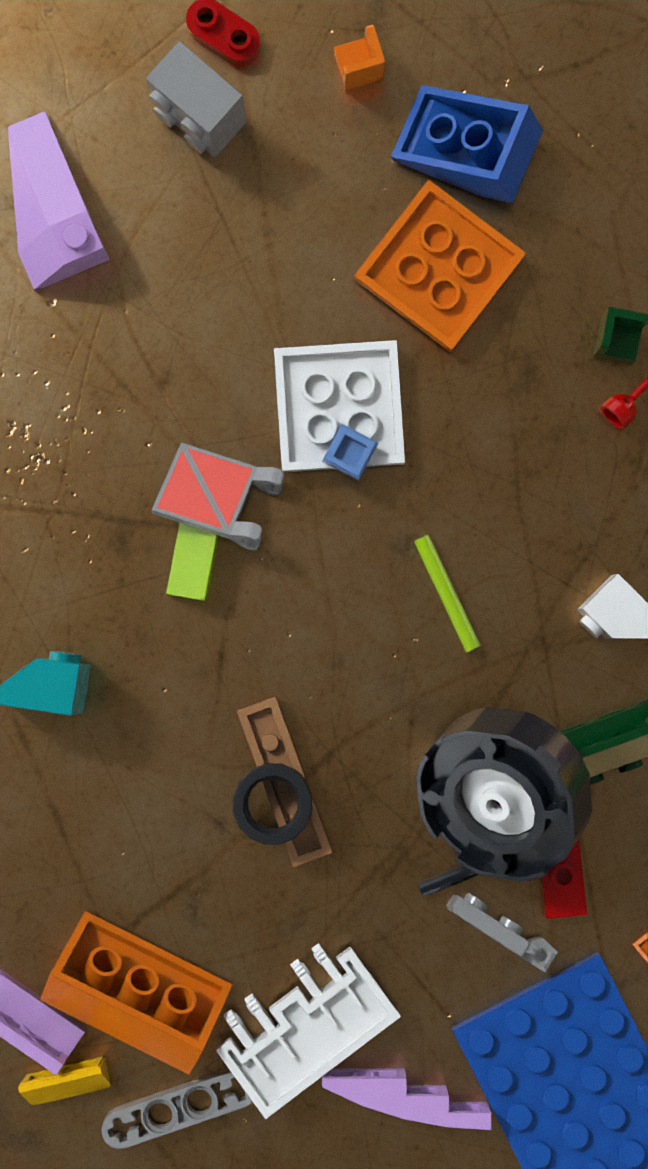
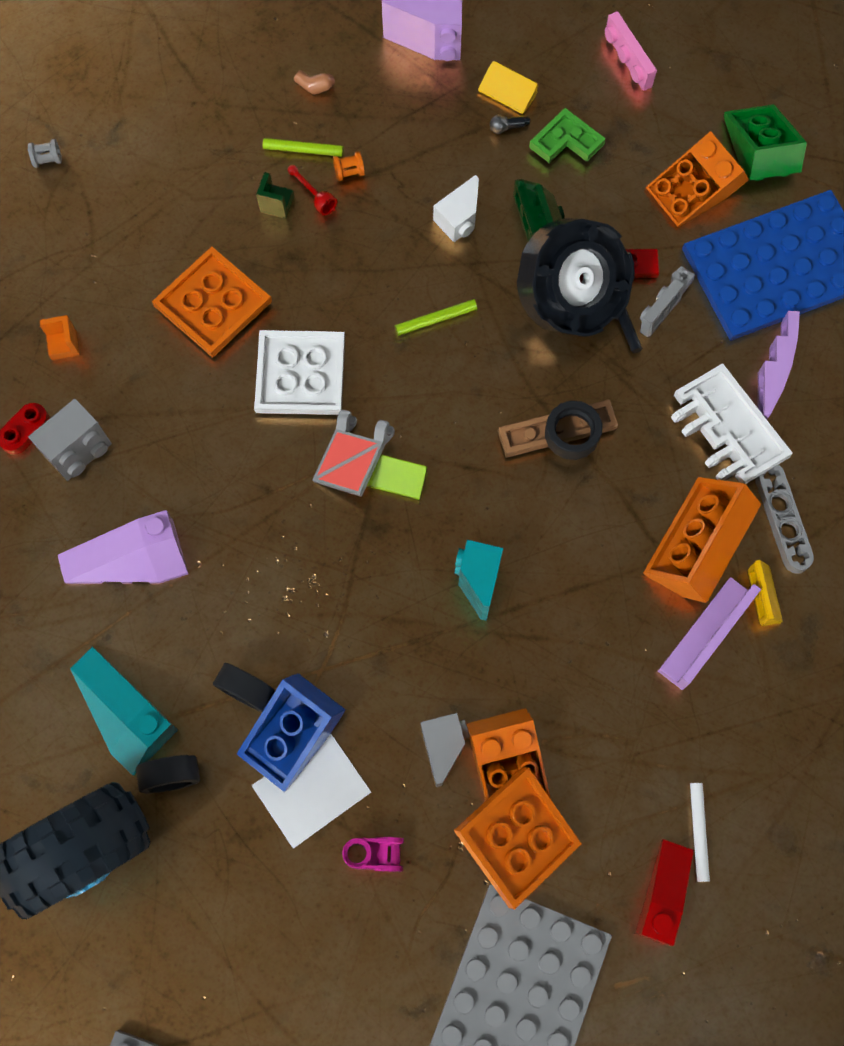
camera: 85 degrees left, 15 degrees down
(350, 452) = (333, 363): medium blue tile -> none
(469, 141) = (129, 276): blue slope -> none

